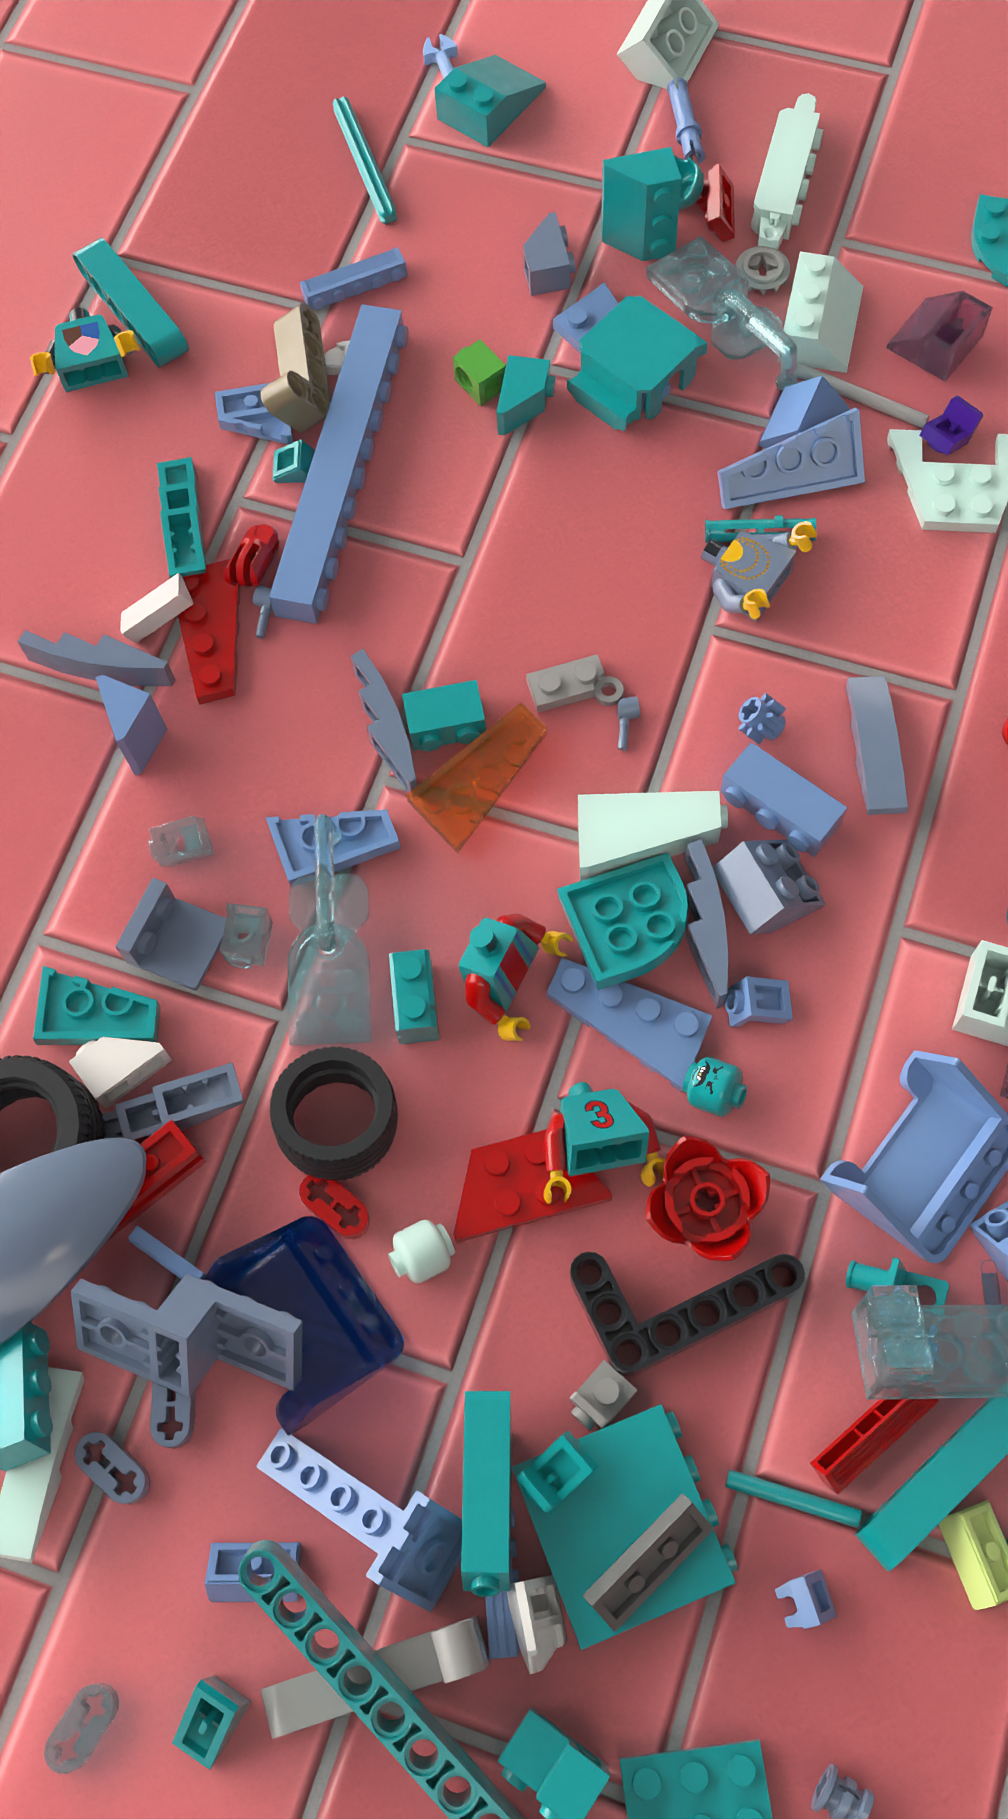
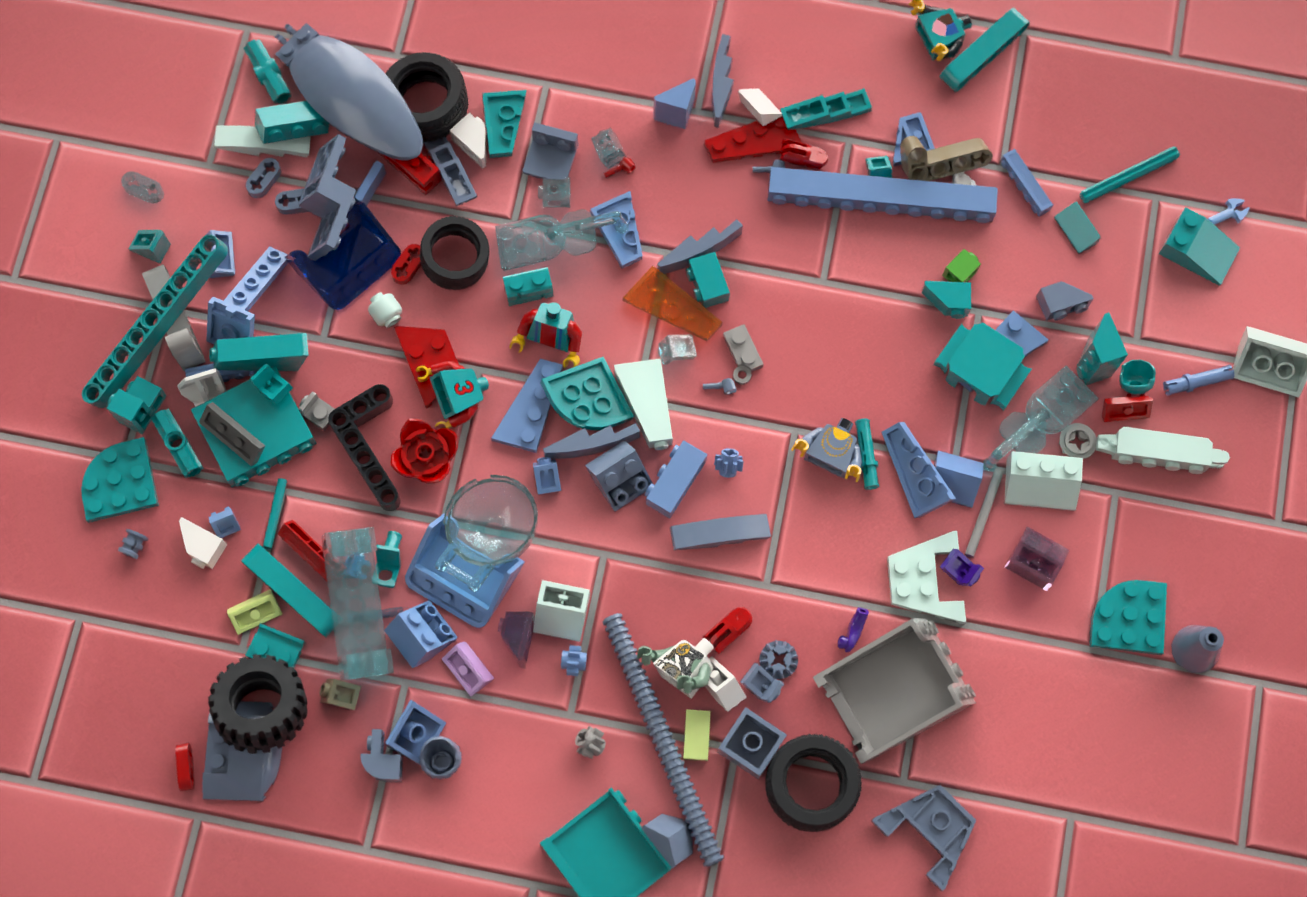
camera: 75 degrees right, 5 degrees up
(216, 820) = (625, 164): none -> red hand
(435, 227) = (1077, 227): none -> teal slope
(556, 778) = (676, 348): none -> clear light blue bracket
(610, 1702) = (170, 432): none -> teal piece
(714, 1086) = (492, 453): teal head -> none
(851, 1651) = (201, 545): none -> white slope
(865, 1091) = (487, 526): none -> clear light blue windscreen

